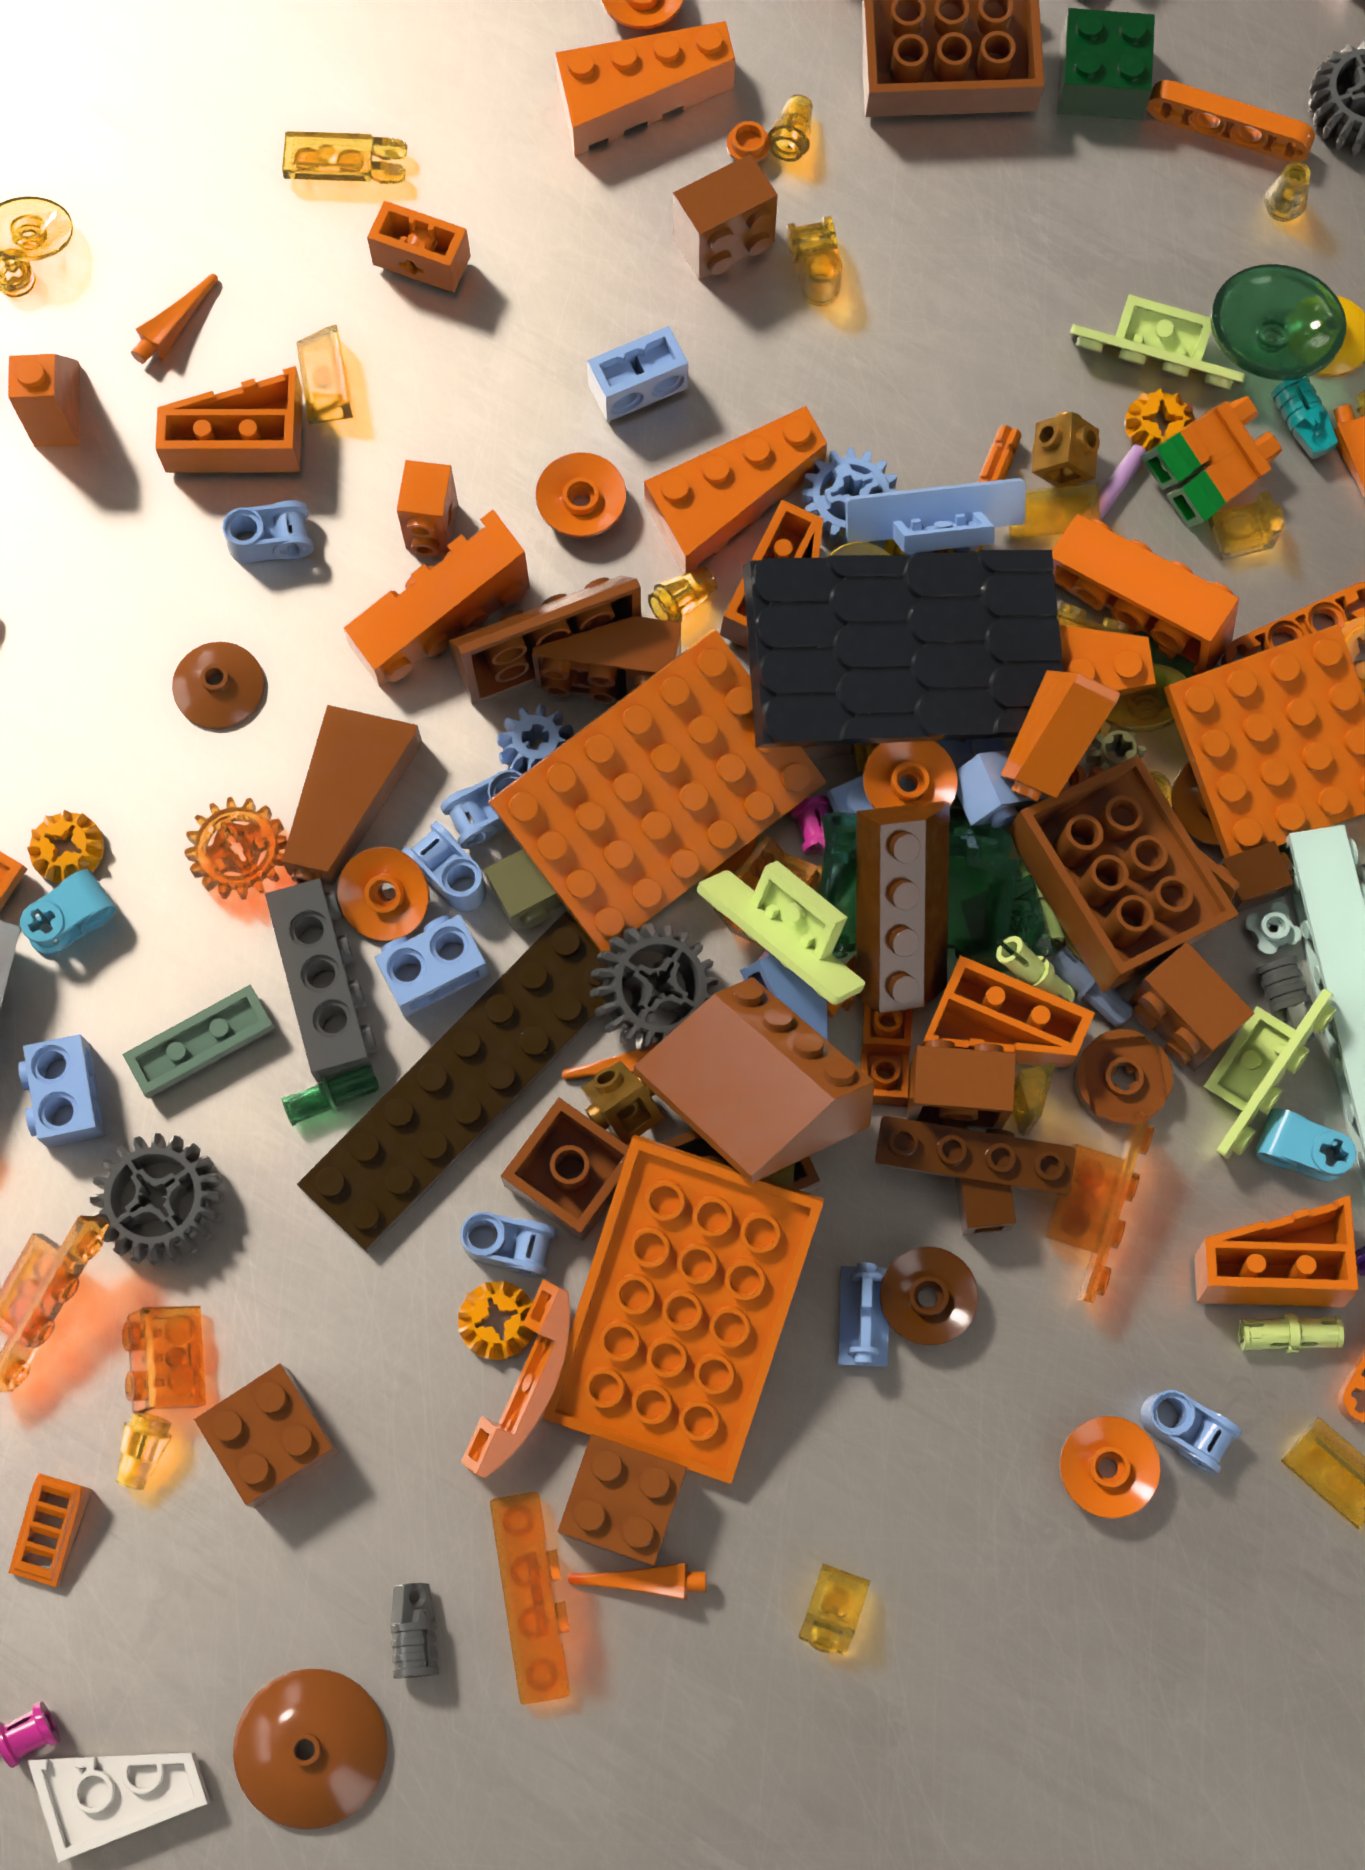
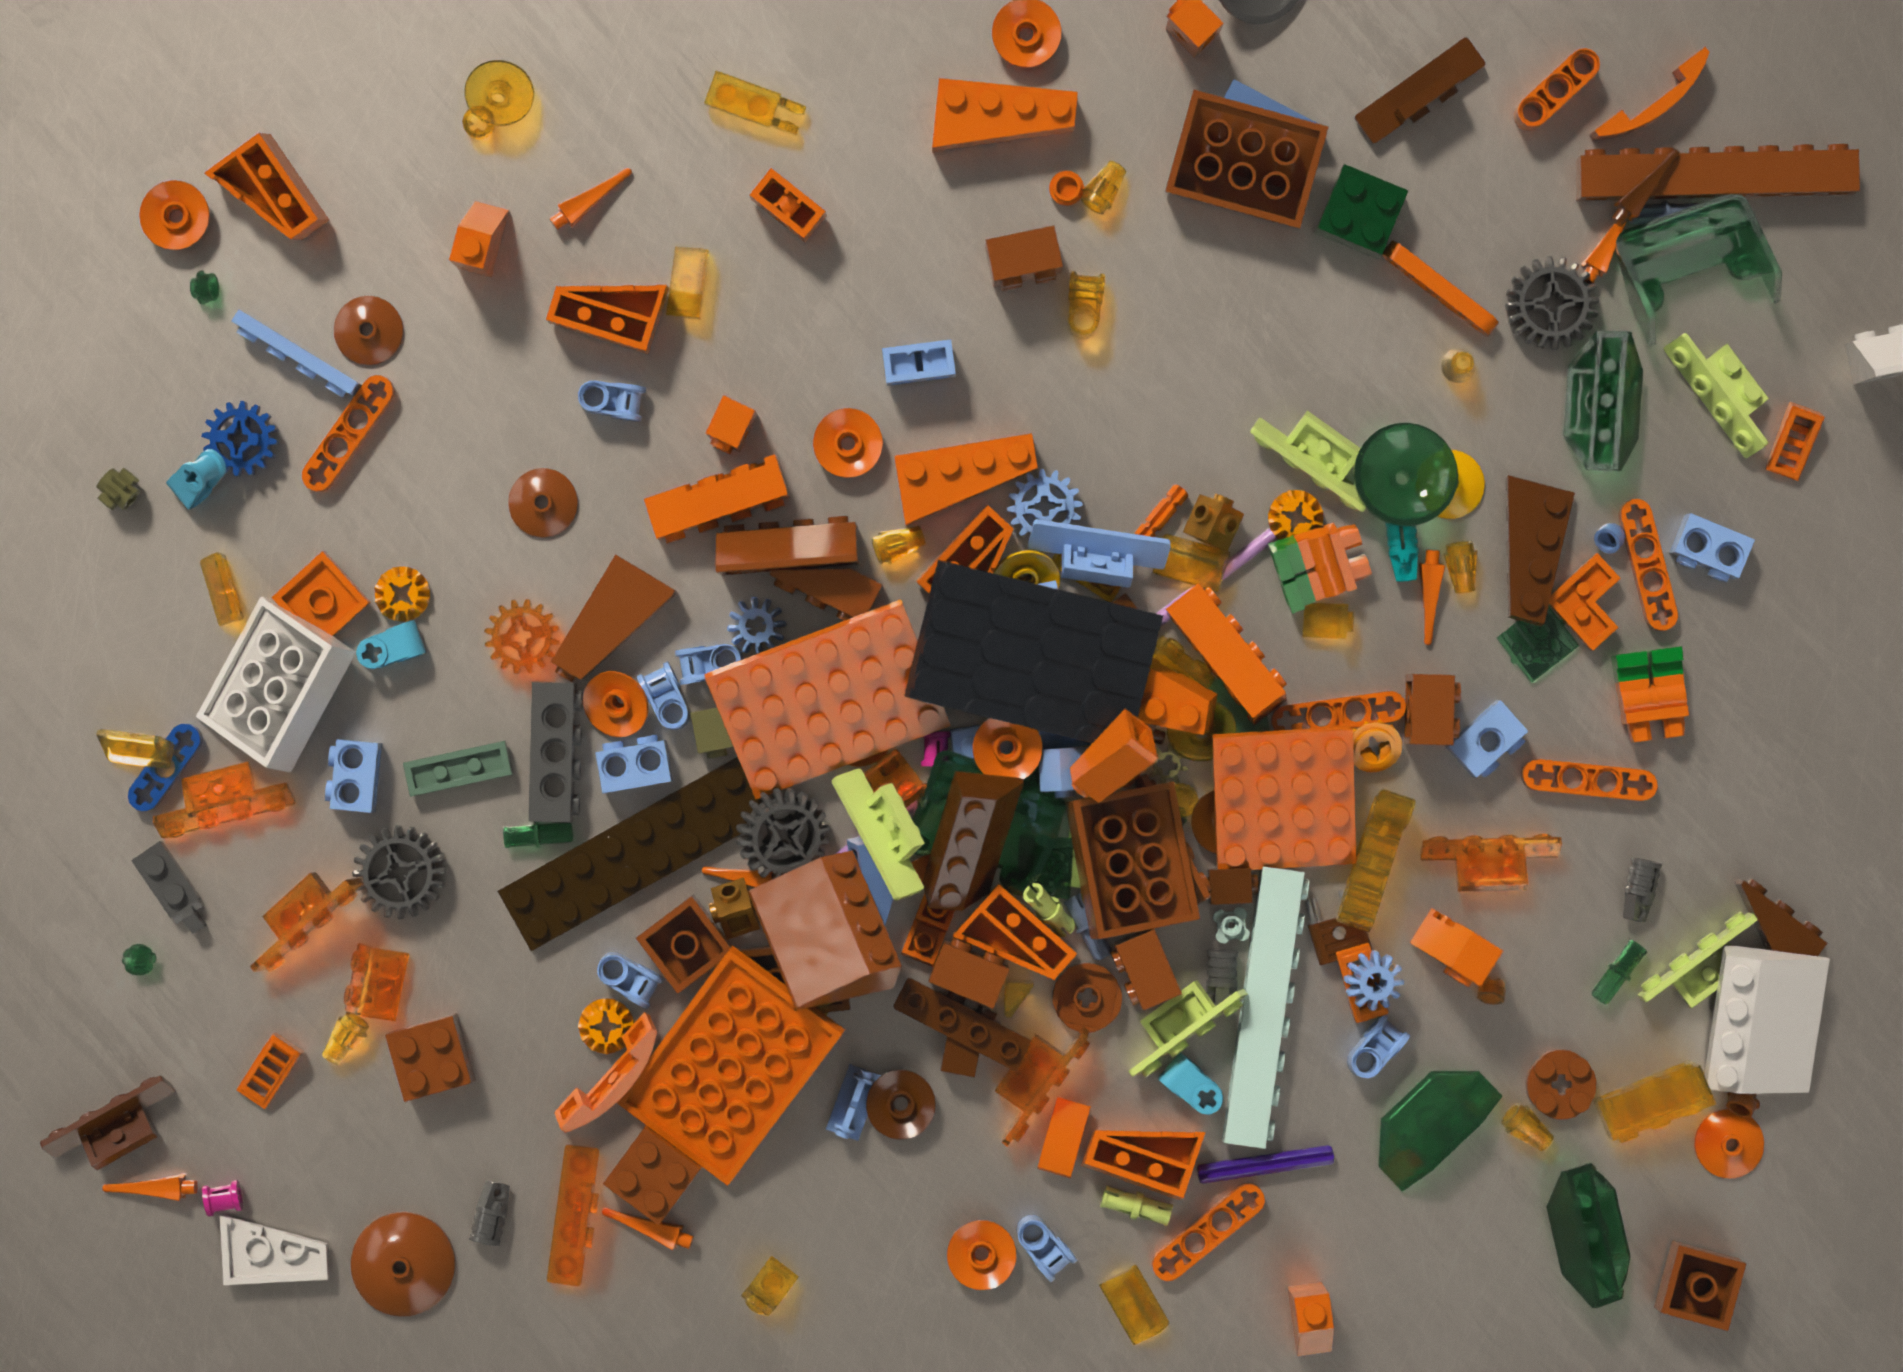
camera: 25 degrees right, 15 degrees up
(1161, 1271) = (1063, 1137): none -> orange slope

